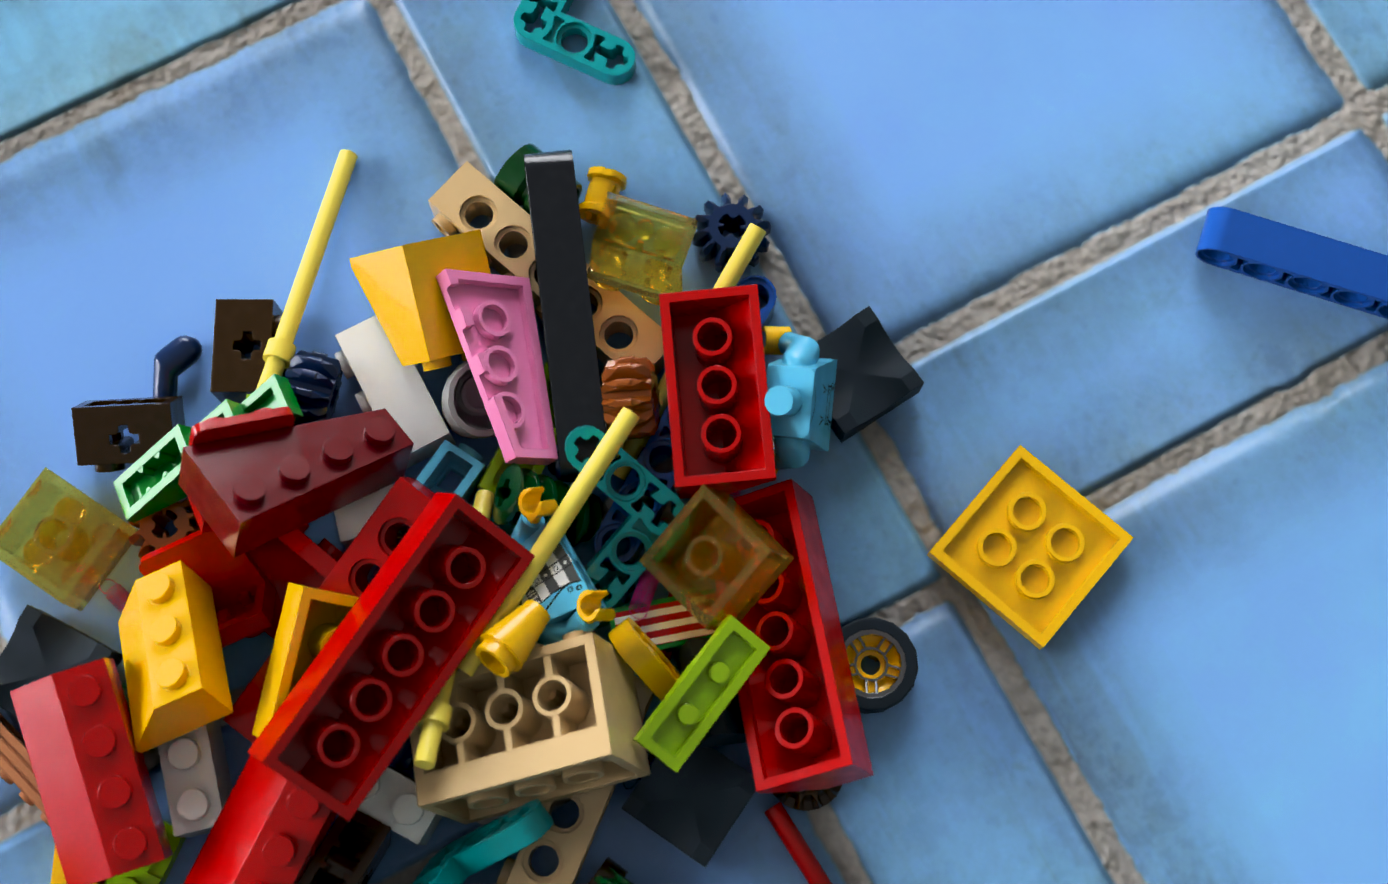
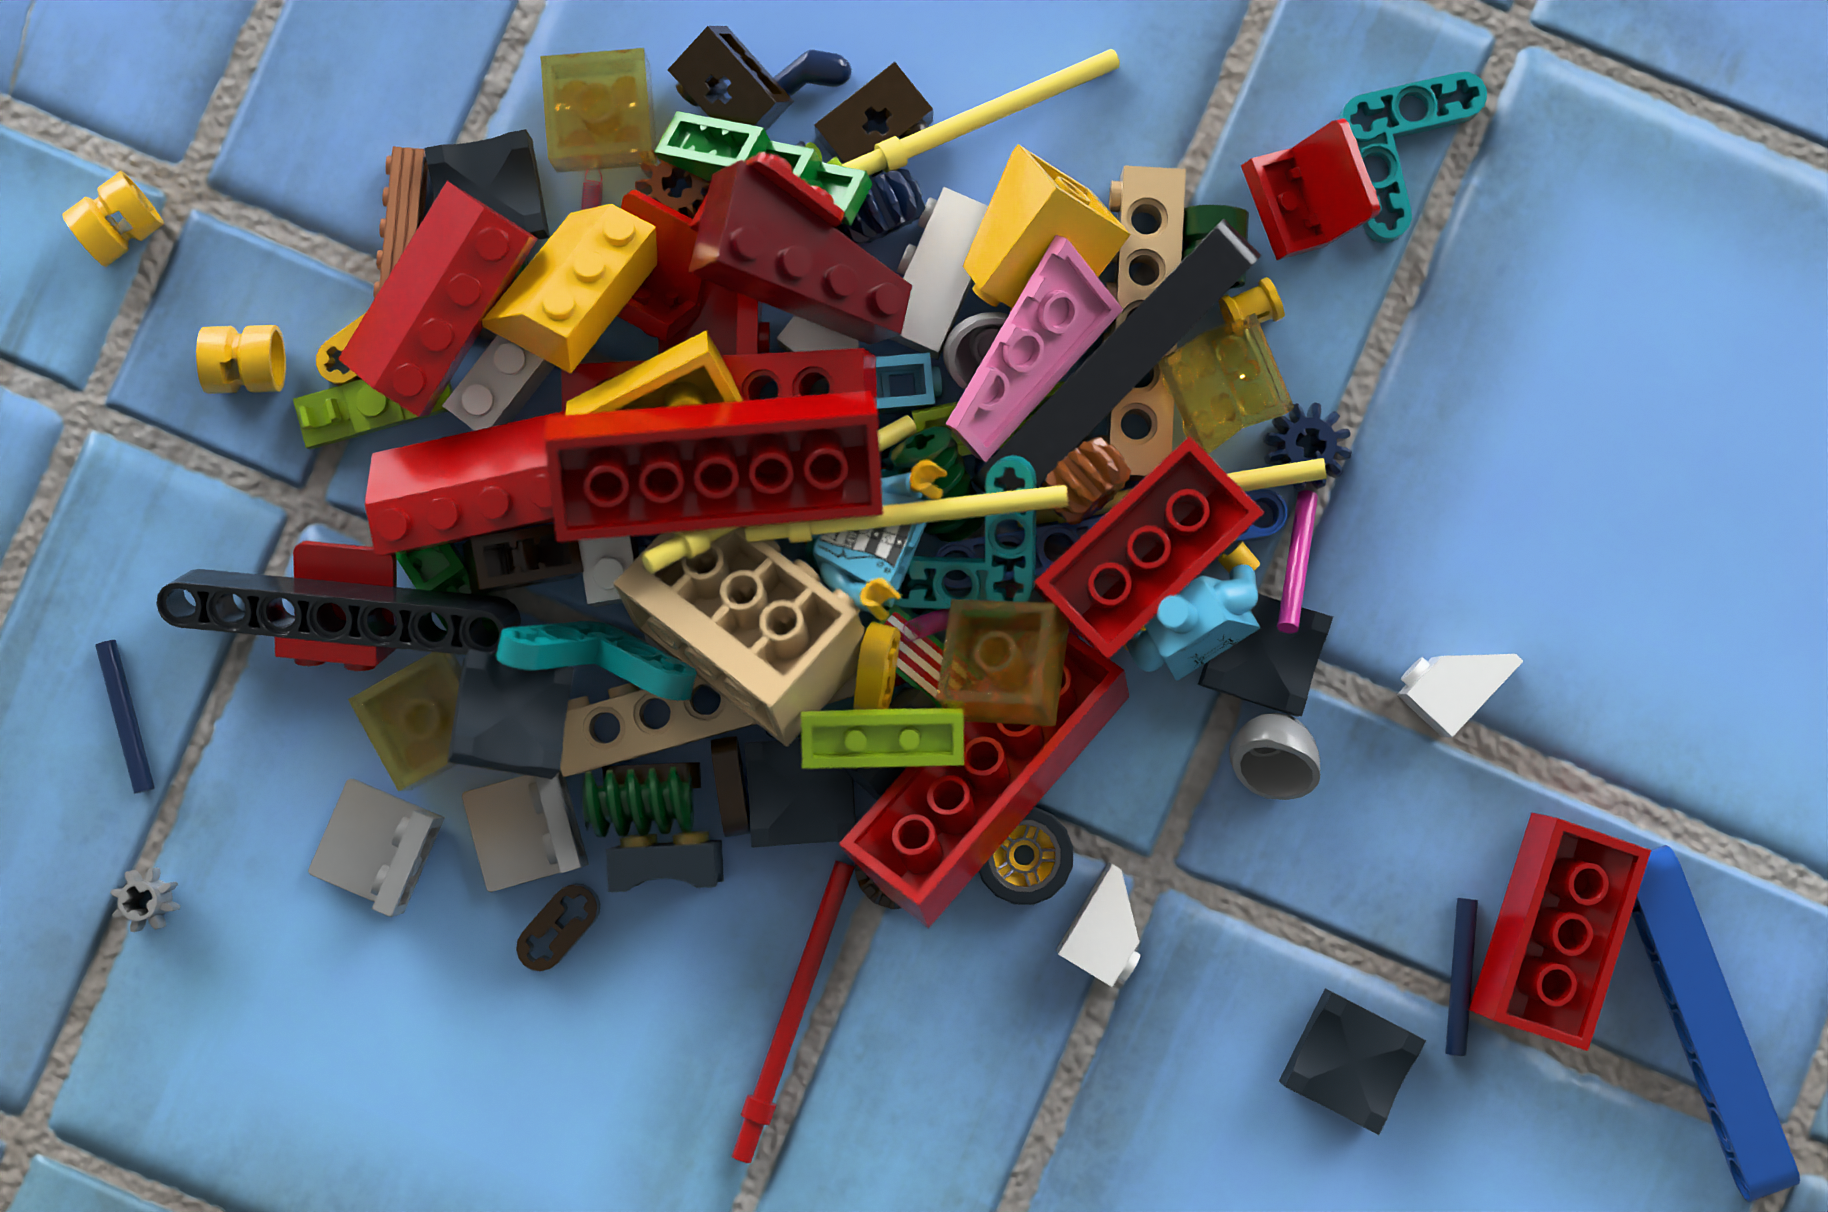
camera: 55 degrees right, 10 degrees up
(512, 639) = (801, 552): yellow cone -> none
(555, 88) = (1312, 191): none -> red bracket
(645, 847) = (730, 786): none -> dark brown beam
(809, 301) = (1297, 561): none -> dark pink bar
(940, 425) = (1276, 757): none -> light grey hat
(971, 649) = (1103, 931): none -> white slope
(984, 266) = (1454, 687): none -> white slope
(1030, 547) = (1233, 913): yellow plate -> none
(1198, 422) = (1461, 976): none -> dark blue bar
(1205, 544) = (1351, 1061): none -> black brick
(1217, 325) = (1559, 930): none -> red slope

